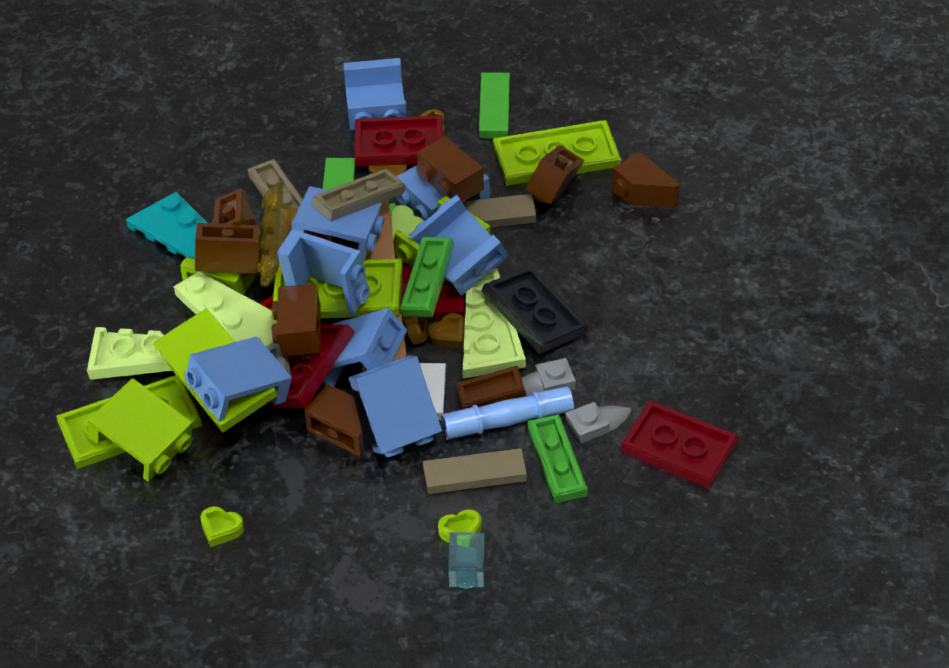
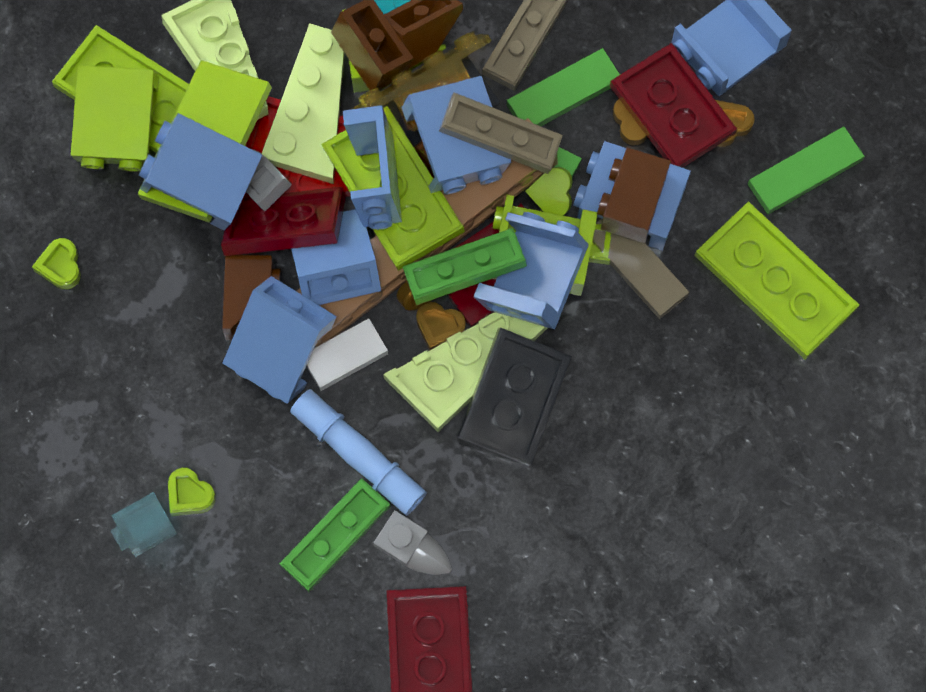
camera: 55 degrees right, 25 degrees up
(297, 320) = (309, 180): reddish brown brick -> none
(474, 471) = (268, 463): dark tan tile -> none
(491, 388) = (382, 416): reddish brown tile -> none
(549, 376) = (433, 462): light grey plate -> none
(553, 174) = (727, 301): reddish brown slope -> none
(644, 183) = (780, 401): reddish brown slope -> none

